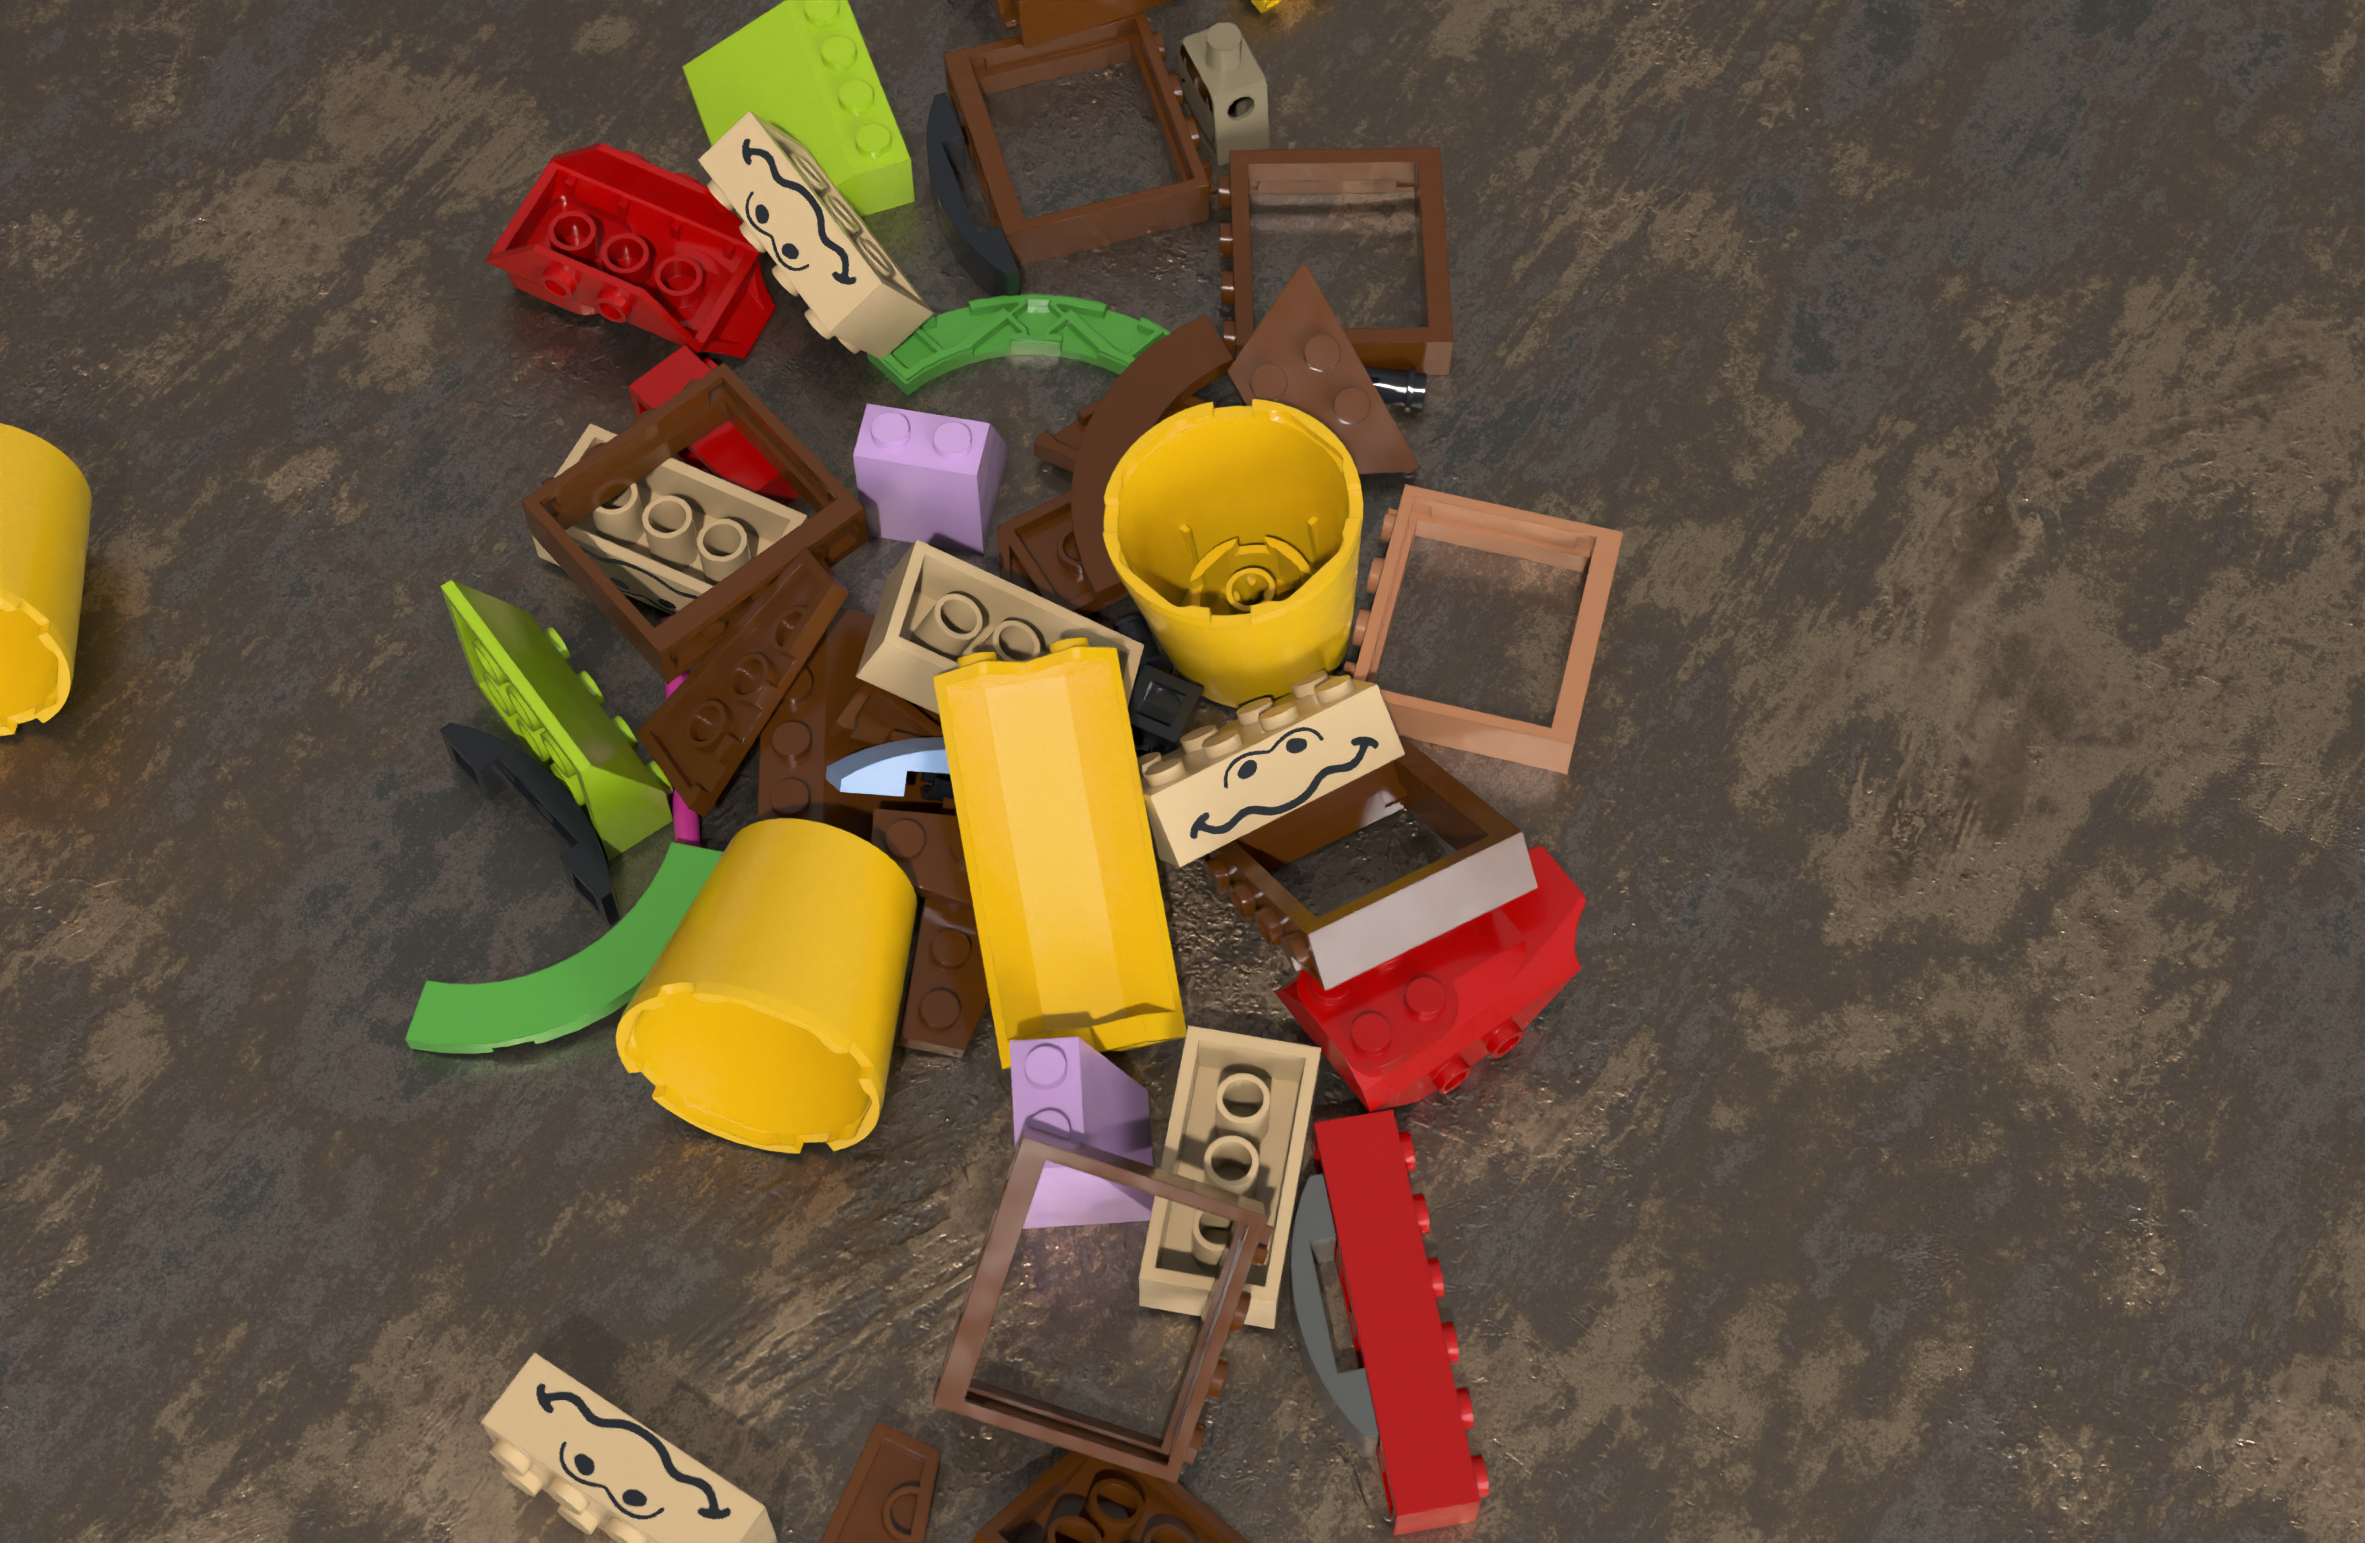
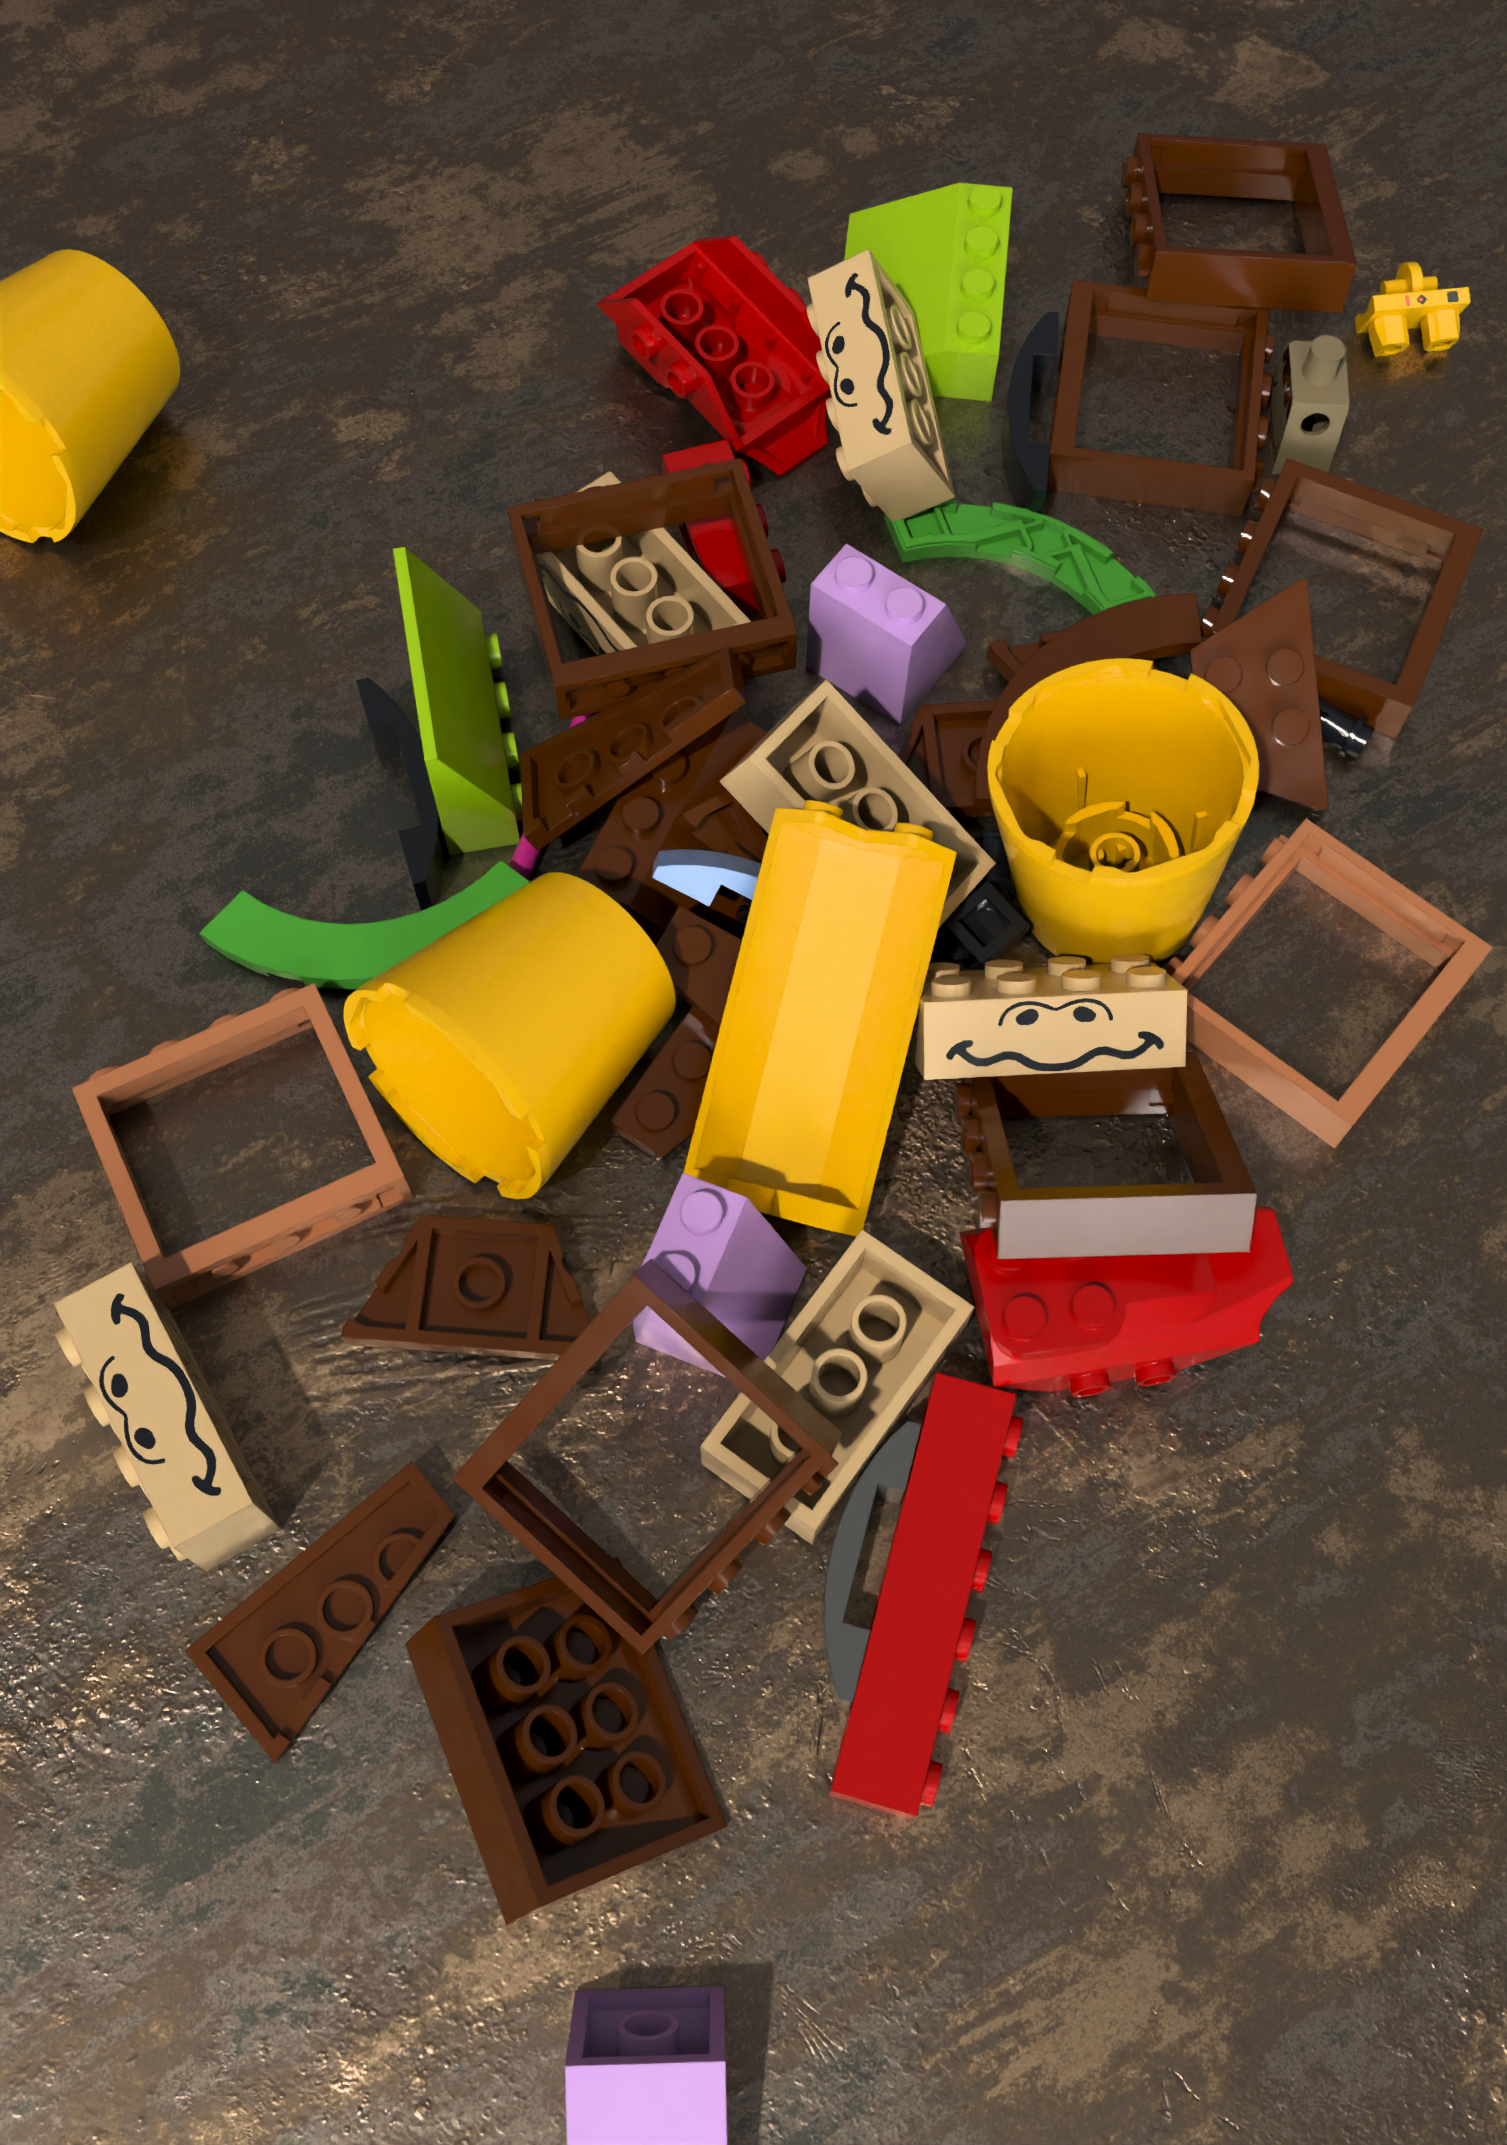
camera: 25 degrees right, 5 degrees up
(636, 1279) = (275, 1232): none -> nougat window
(854, 1248) = (474, 1292): none -> reddish brown wing

